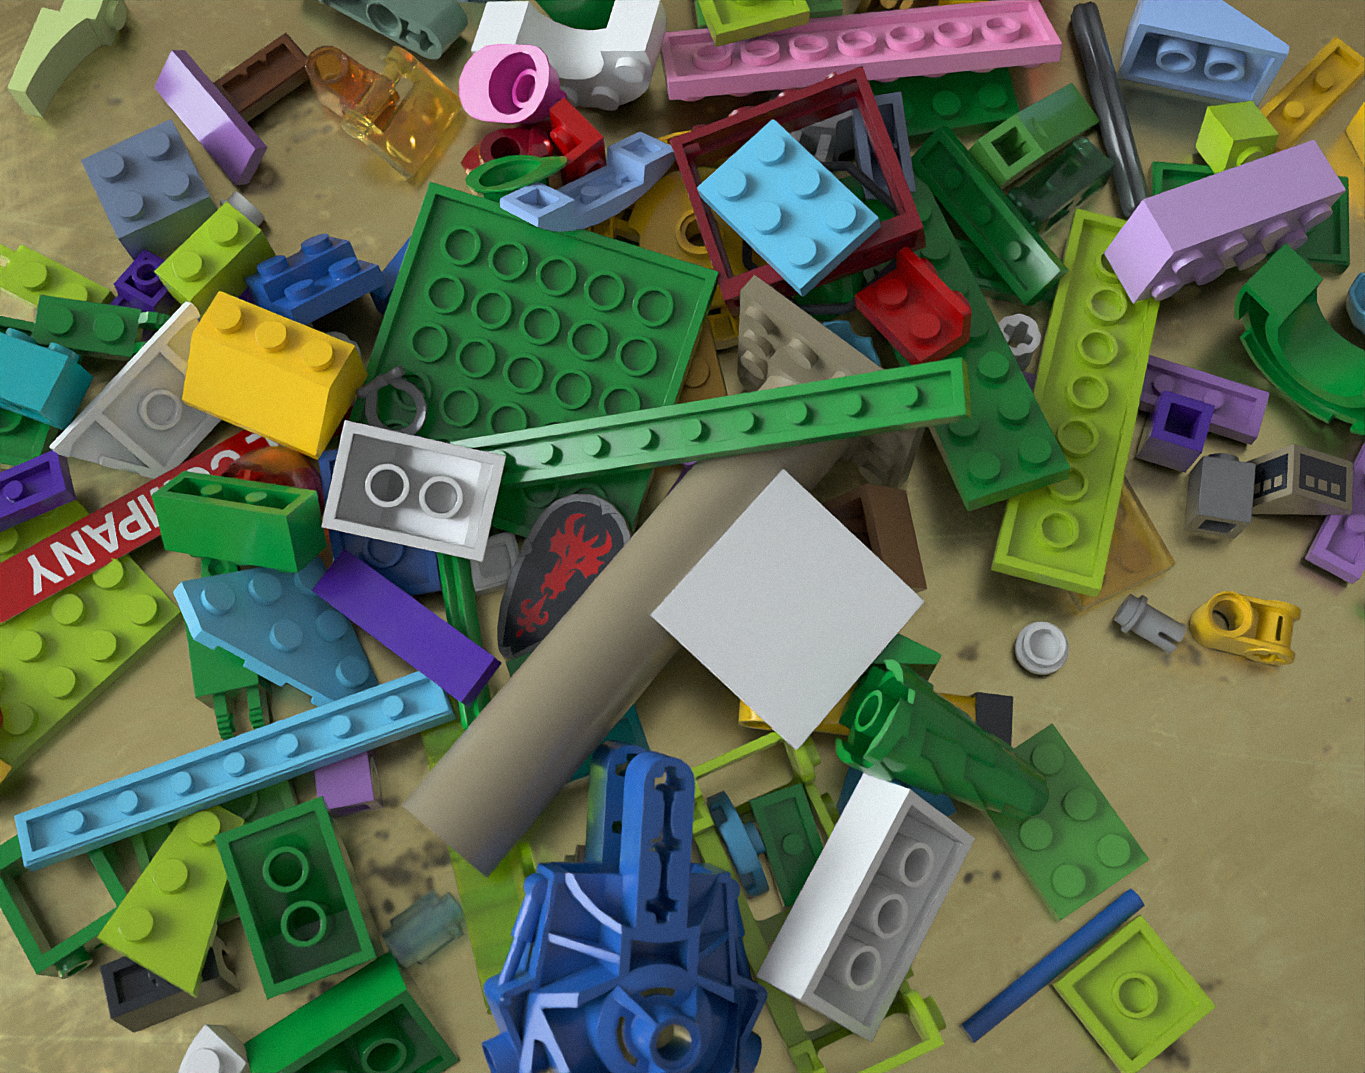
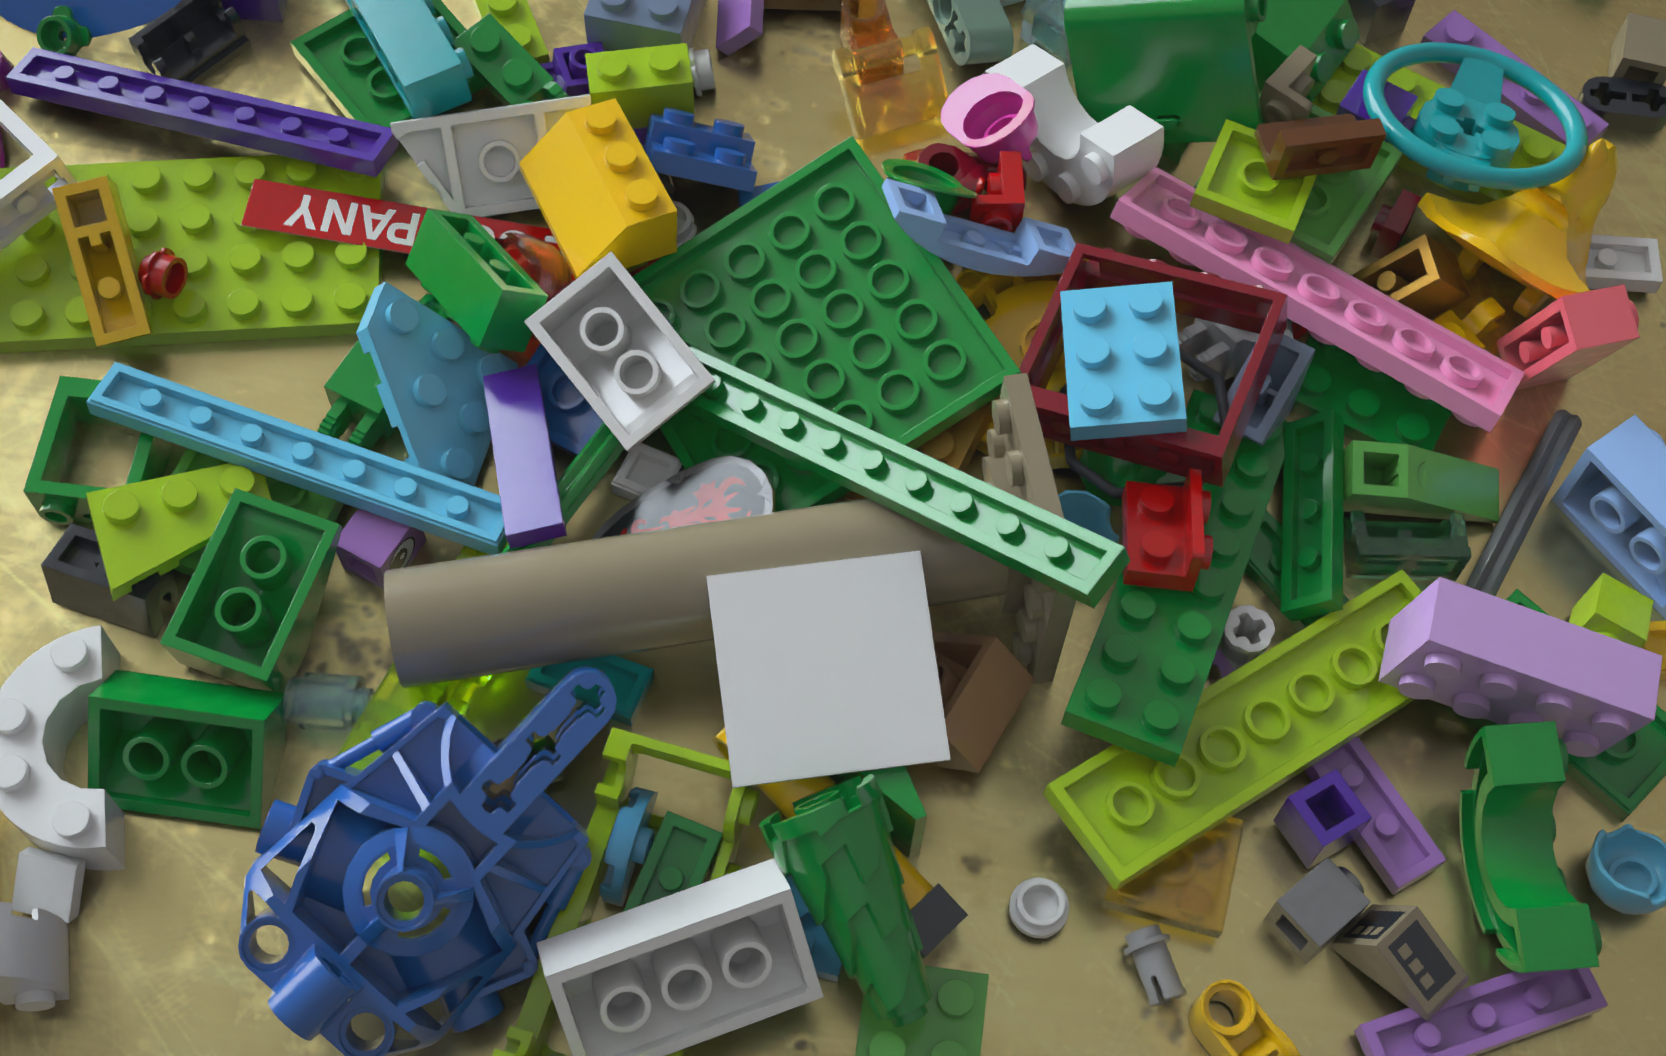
camera: 35 degrees right, 10 degrees down
(396, 379) = (692, 266): dark grey piece -> none

